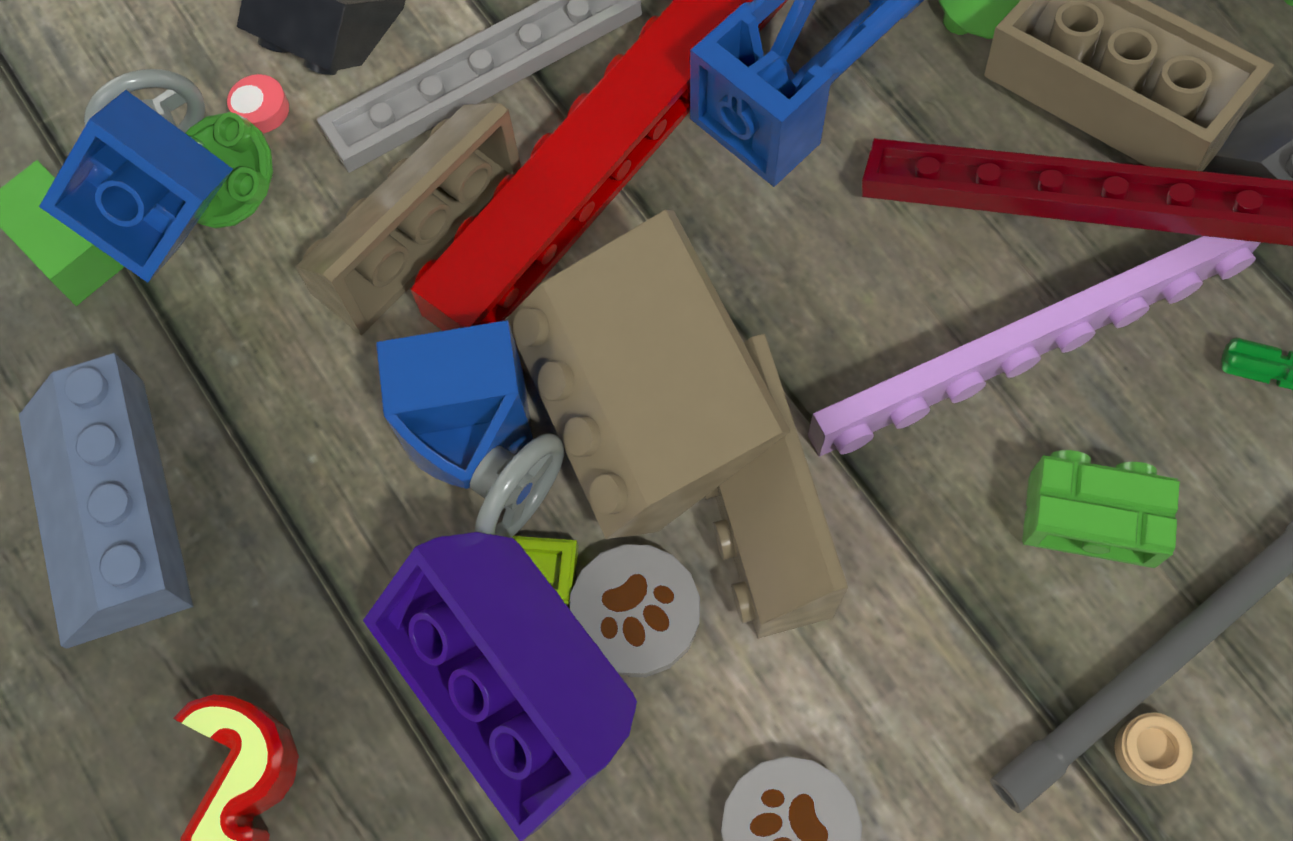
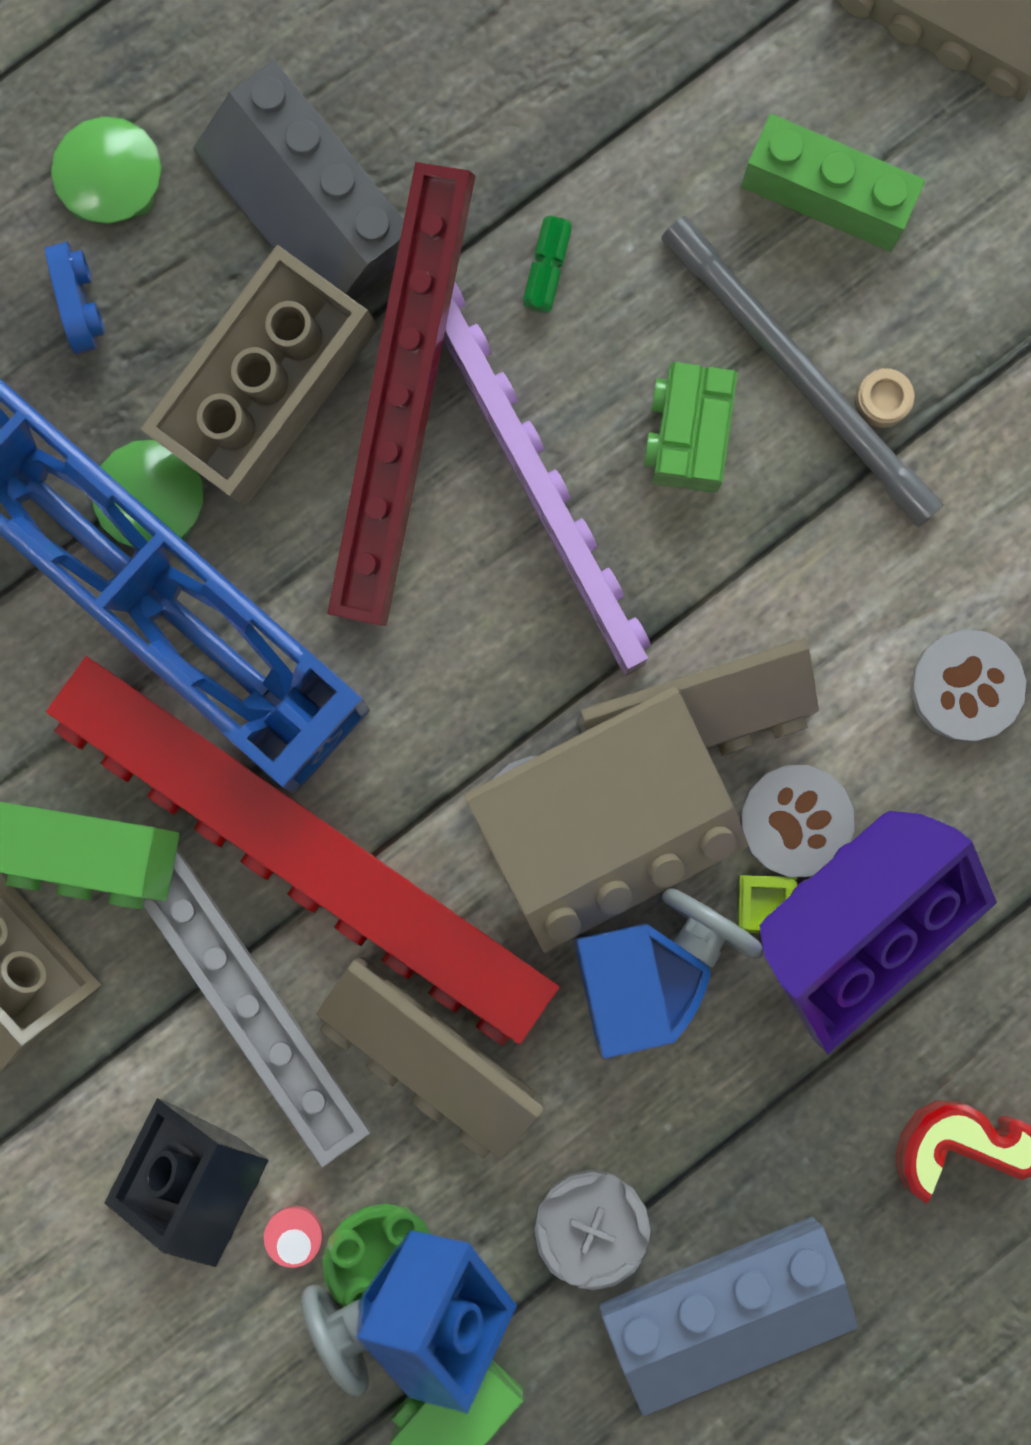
camera: 100 degrees left, 15 degrees up
(217, 374) = (592, 1229): none -> light grey tile

